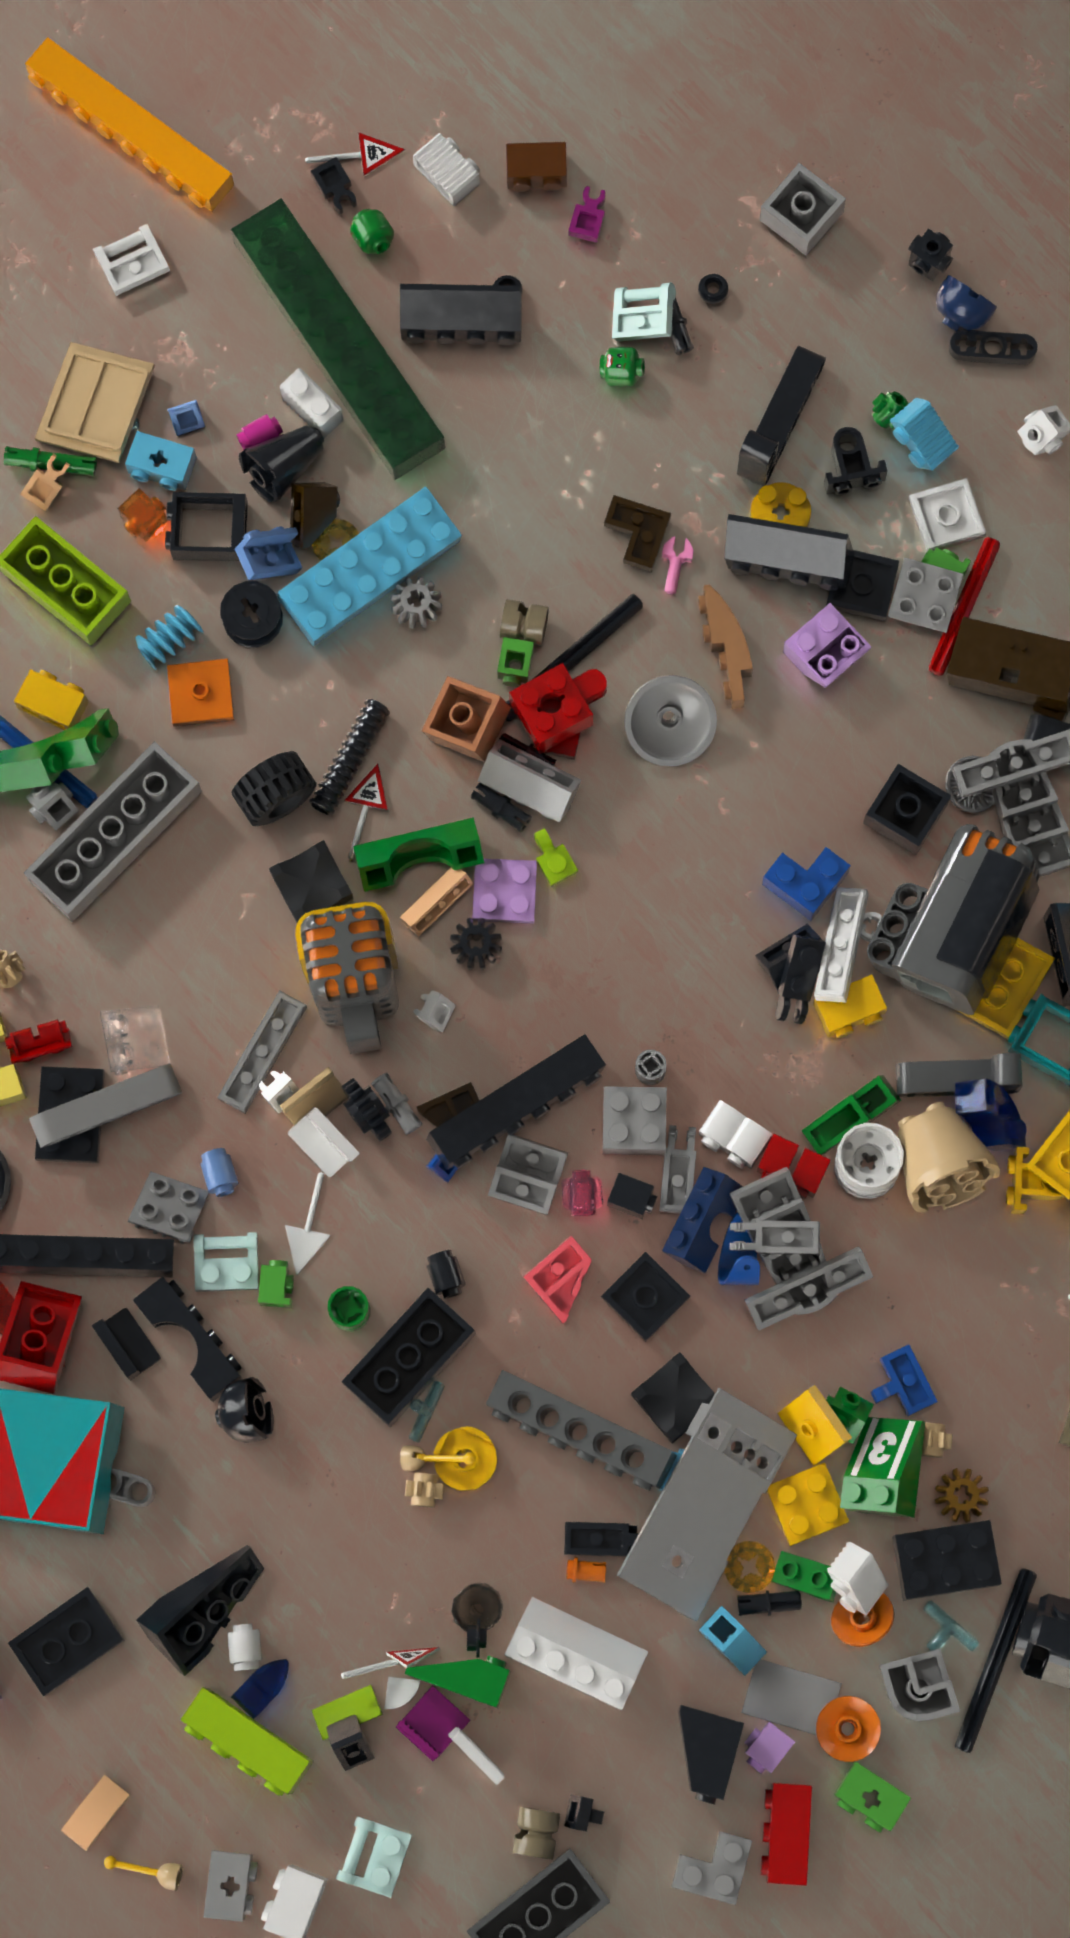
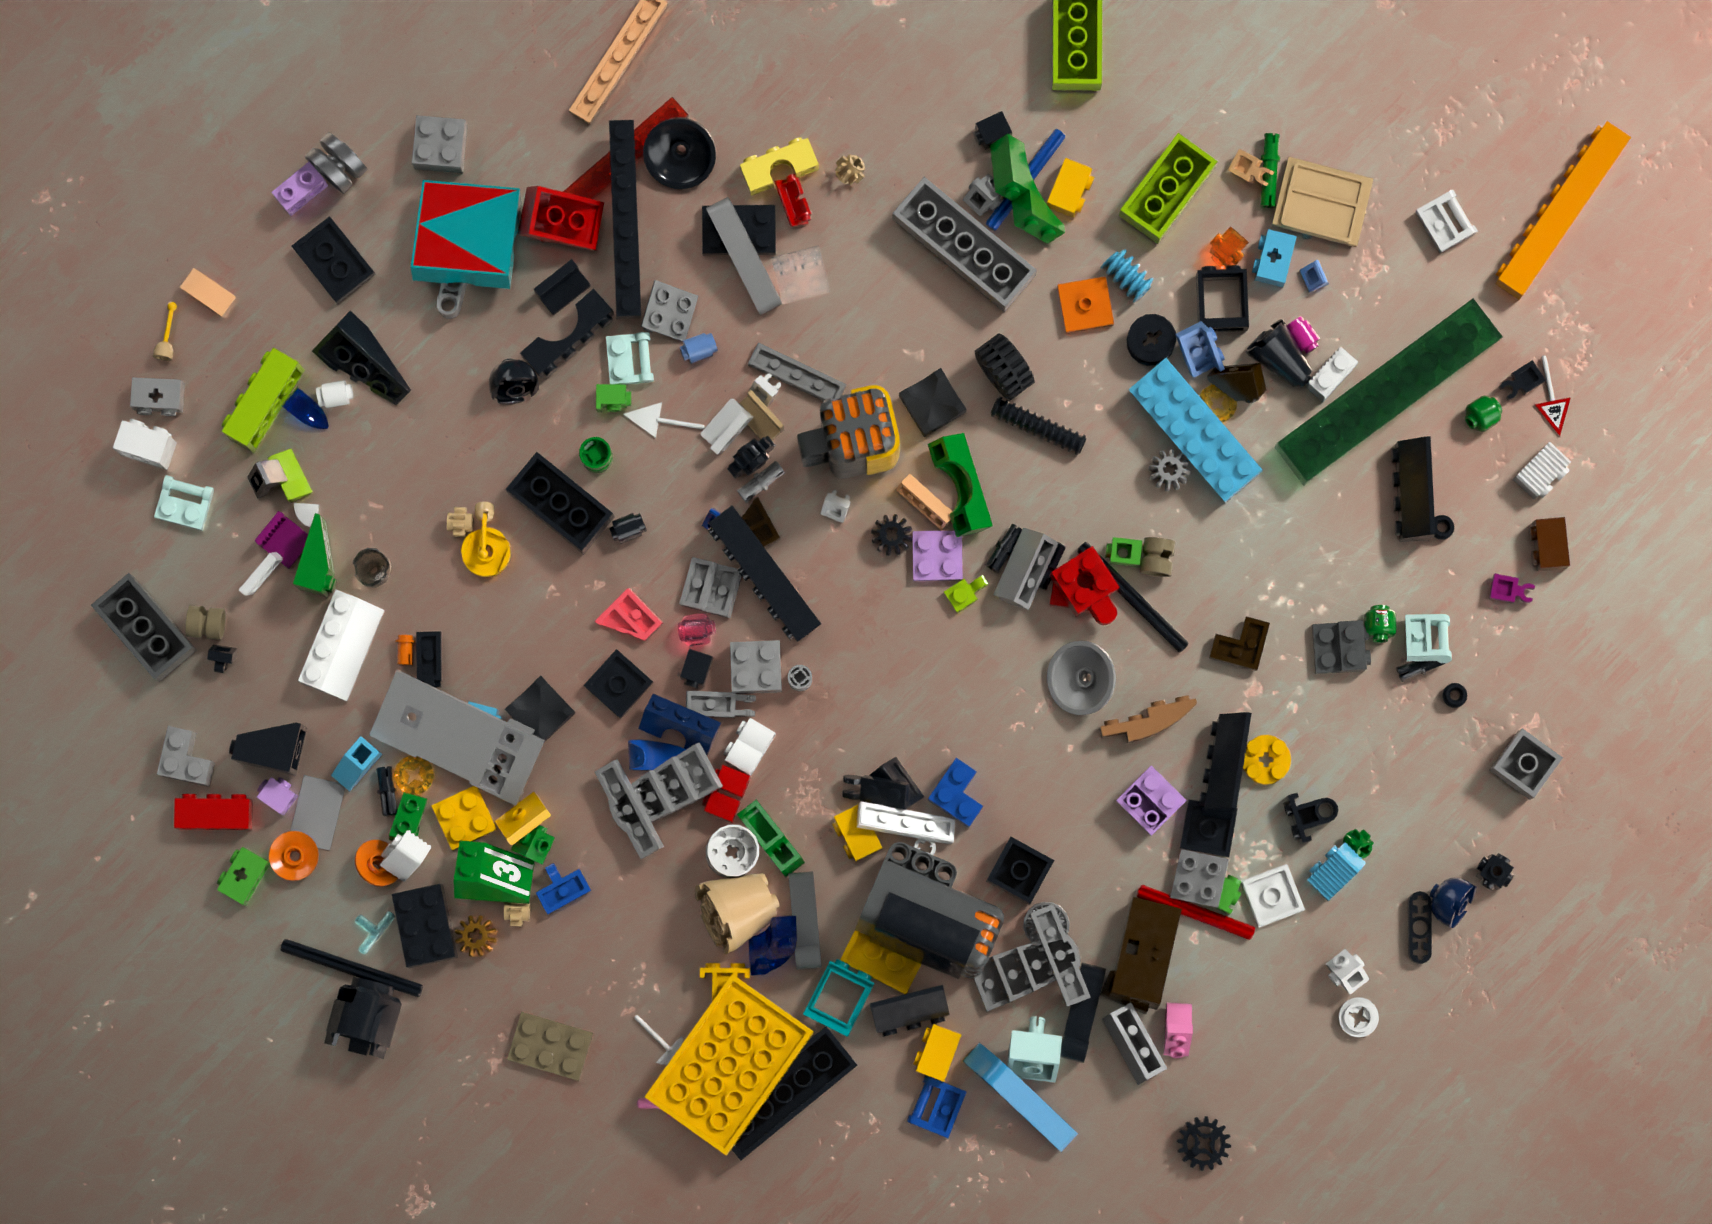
camera: 85 degrees right, 5 degrees up
(369, 794) = (1010, 444): piece -> none
(404, 1657) = (332, 515): white piece -> none
(425, 1410) = (521, 519): clear light blue piece -> none
(466, 719) = (1072, 515): nougat brick -> none
(476, 1638) = (347, 567): black plate -> none
(511, 1389) = (489, 696): dark grey brick -> none
(647, 416) = (1340, 647): none -> dark grey plate
(675, 563) = (1217, 676): bright pink bar -> none
(764, 447) = (1311, 741): black beam -> none
(780, 1237) = (664, 781): light grey hinge -> none
(920, 1686) = (327, 908): light grey brick -> none

